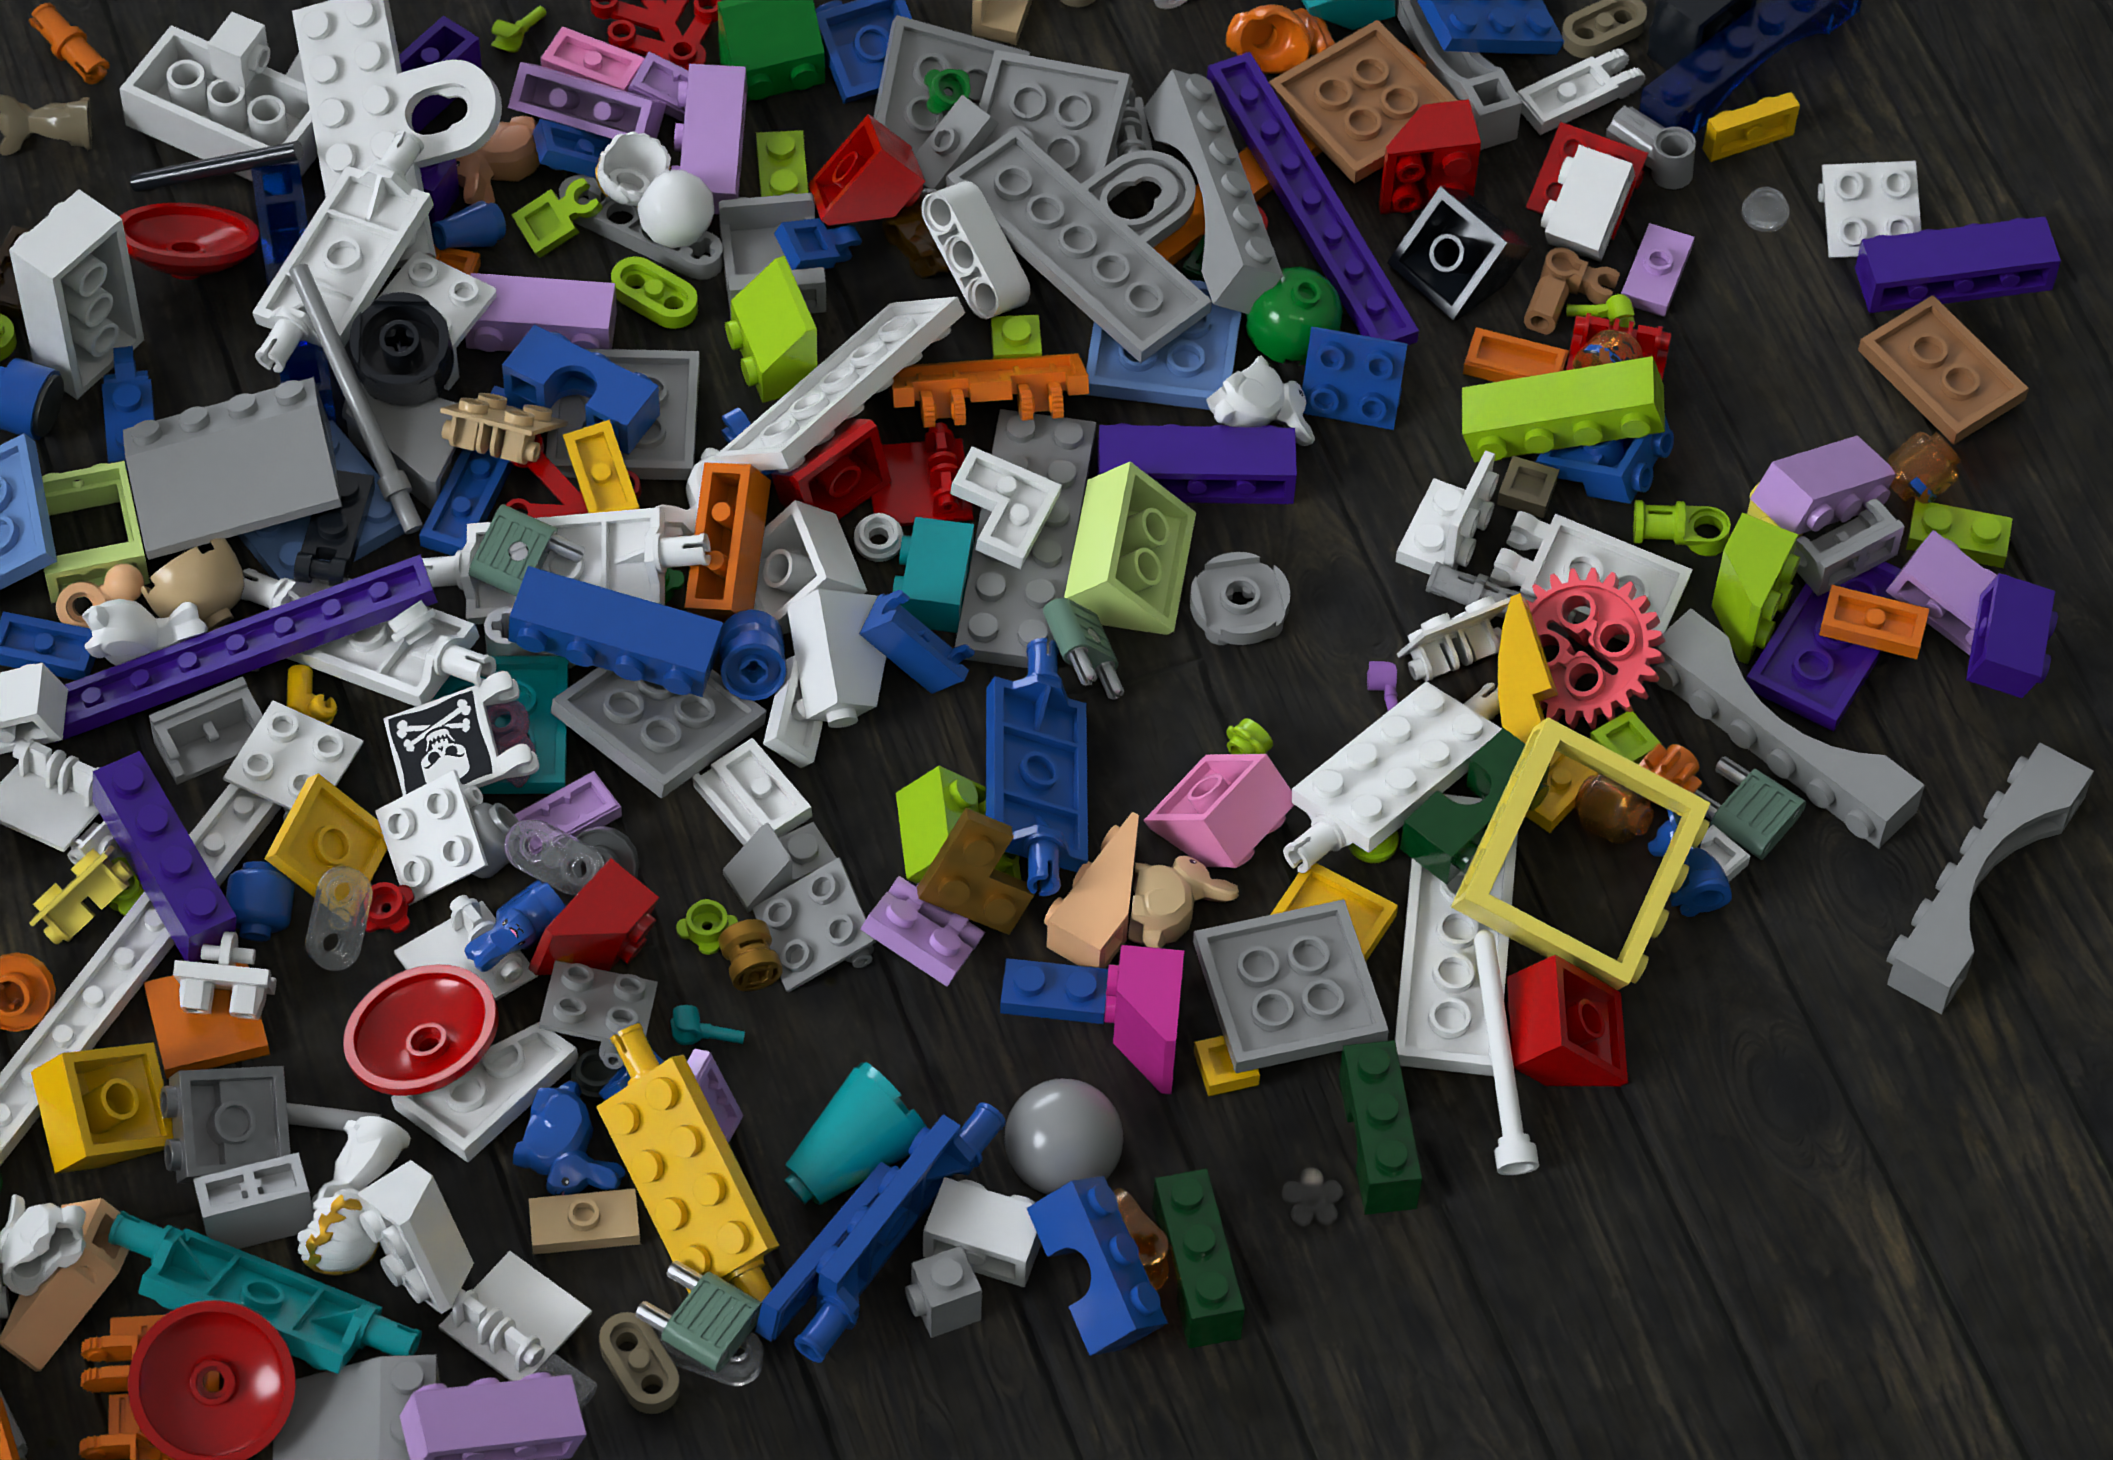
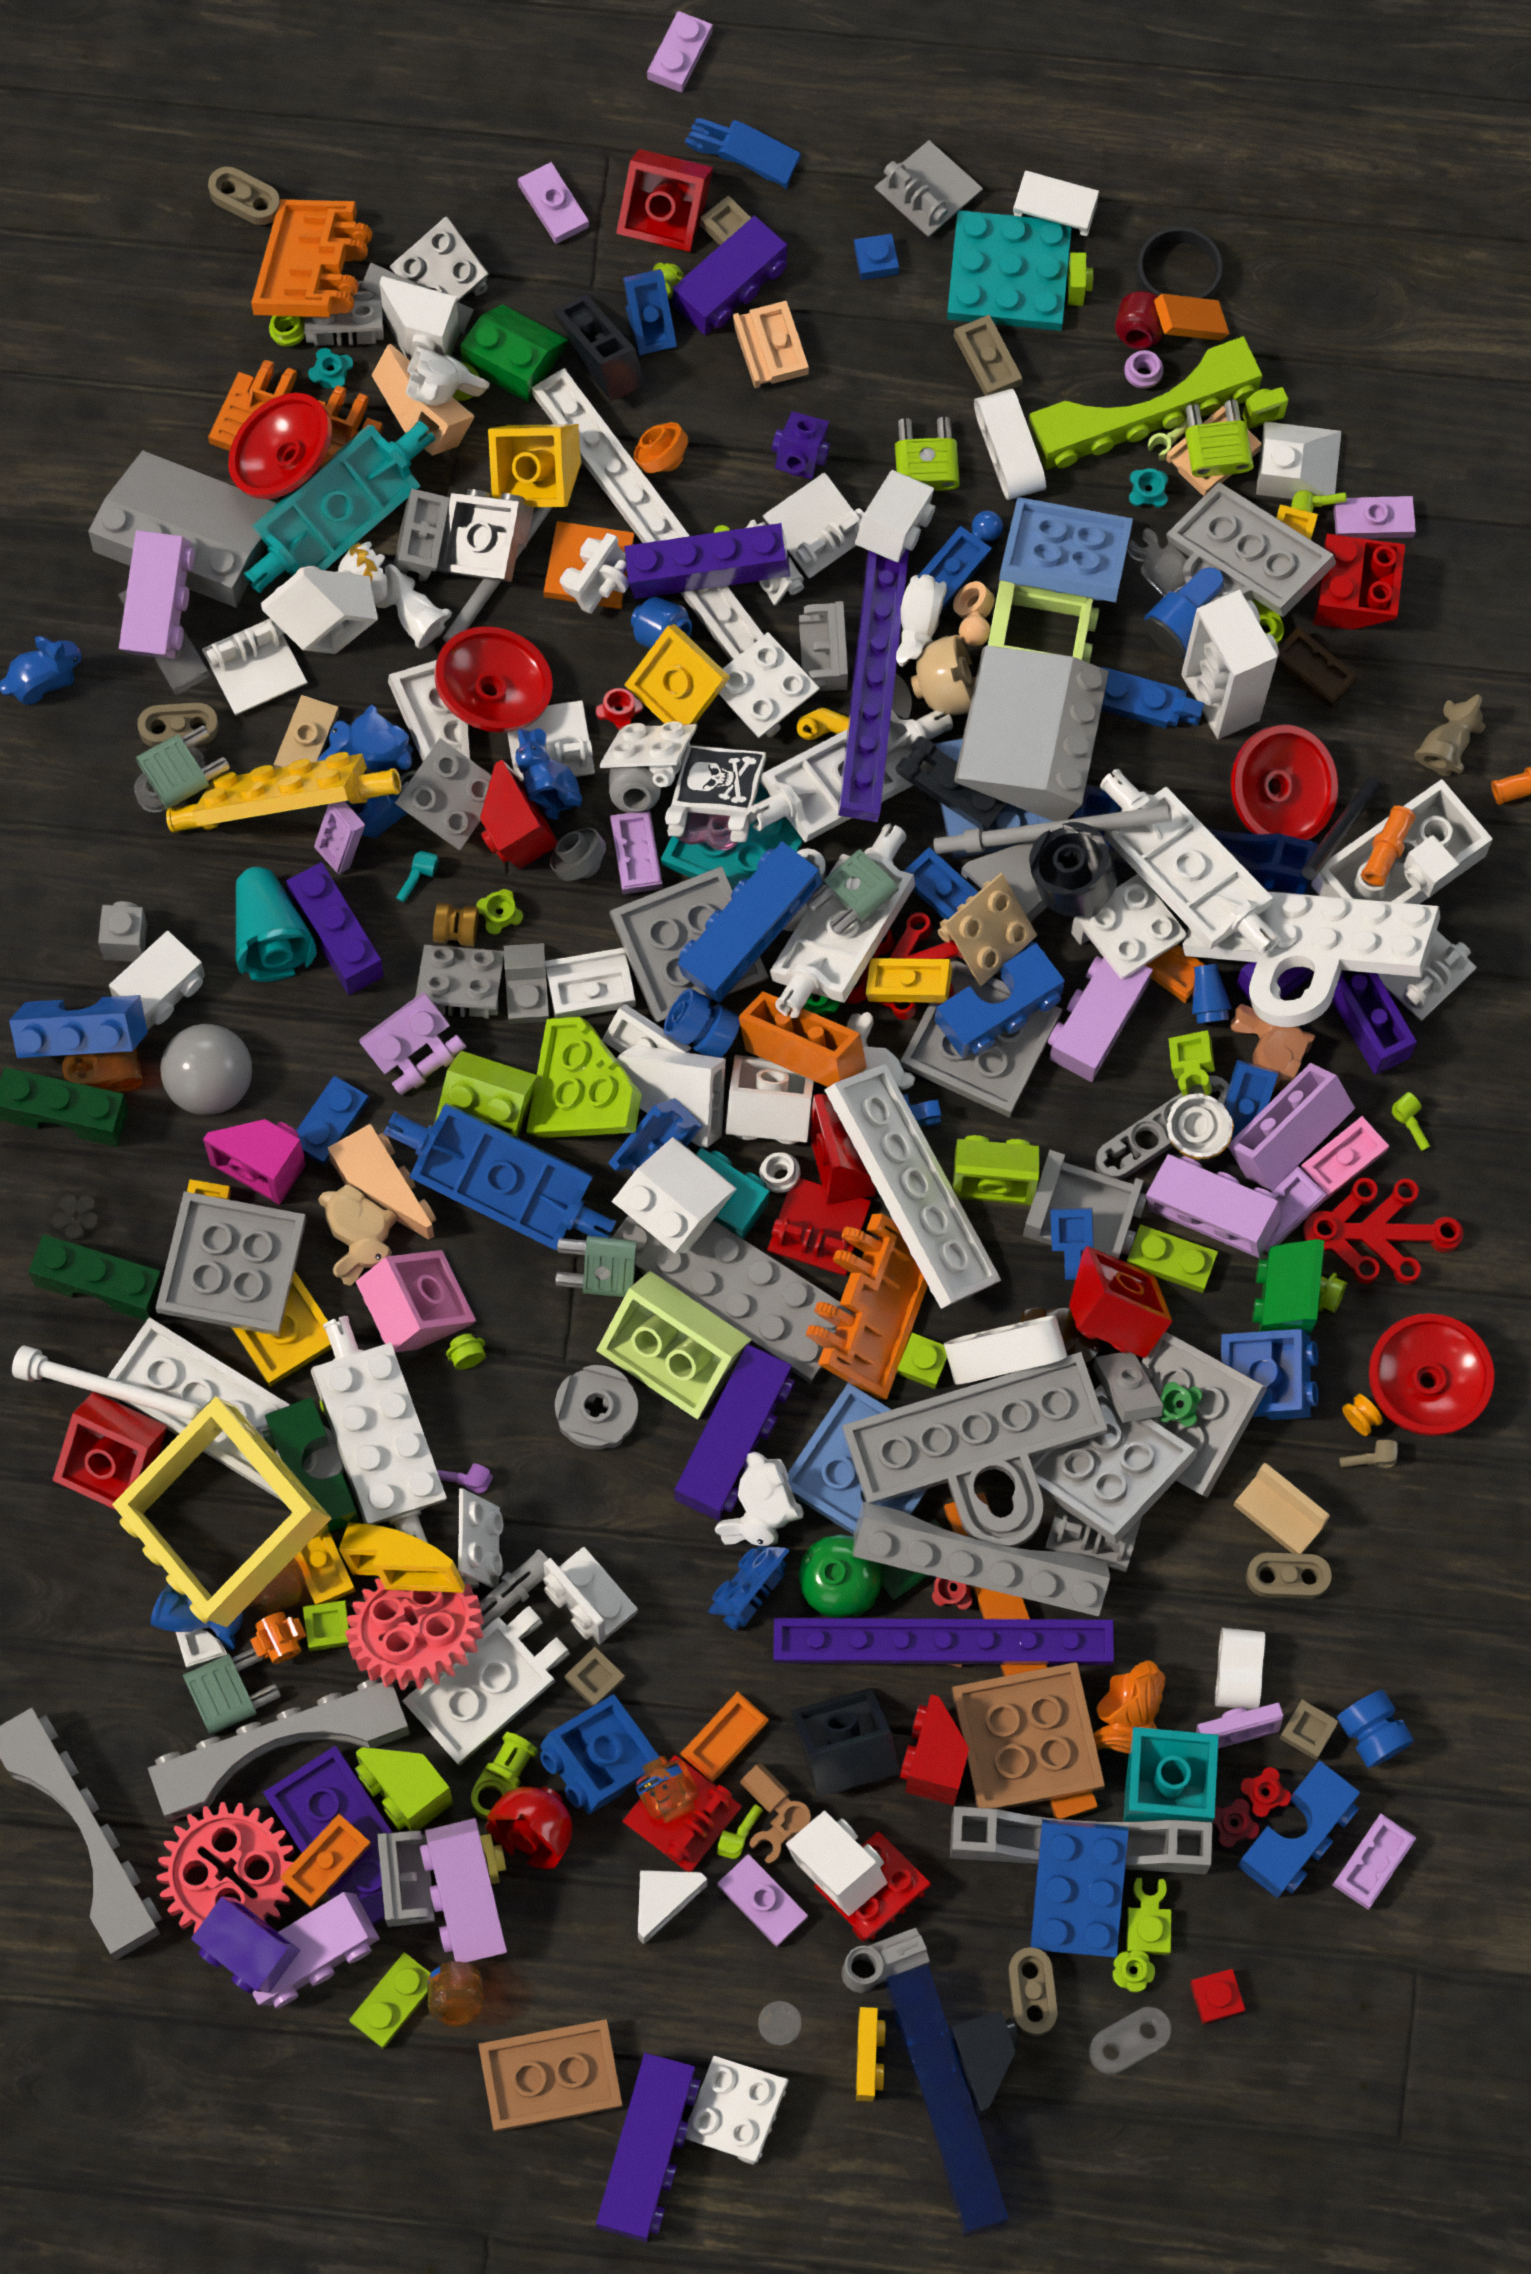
camera: 115 degrees right, 15 degrees up
(57, 1427) = (326, 378): none -> teal plate
(64, 908) = (718, 506): light yellow hinge -> none
(229, 96) = (1388, 845): none -> orange pin
(342, 917) = (615, 665): clear plate -> none
(412, 623) = (821, 786): white plate -> none
(556, 857) = (583, 811): clear plate -> none
(658, 292) = (1086, 1108): lime plate -> none
(676, 209) = (1146, 1142): white hair -> none
(801, 1279) = (187, 866): blue tile -> none
(803, 1086) = (335, 928): none -> dark purple brick
(883, 736) = (580, 1085): none -> lime plate
(883, 1226) = (155, 857): blue plate -> none
(965, 876) = (428, 1084): pearl gold plate -> none
(977, 585) = (674, 1196): none -> white slope
(1015, 497) = (743, 1270): white plate -> none
(1564, 409) = (634, 1723): lime brick -> none
(1579, 90) = (972, 1929): white hinge -> none
(1713, 340) = (664, 1896): none -> white slope
(1713, 467) = (533, 1823): none -> red cylinder
(1890, 710) = (253, 1844): none -> coral gear

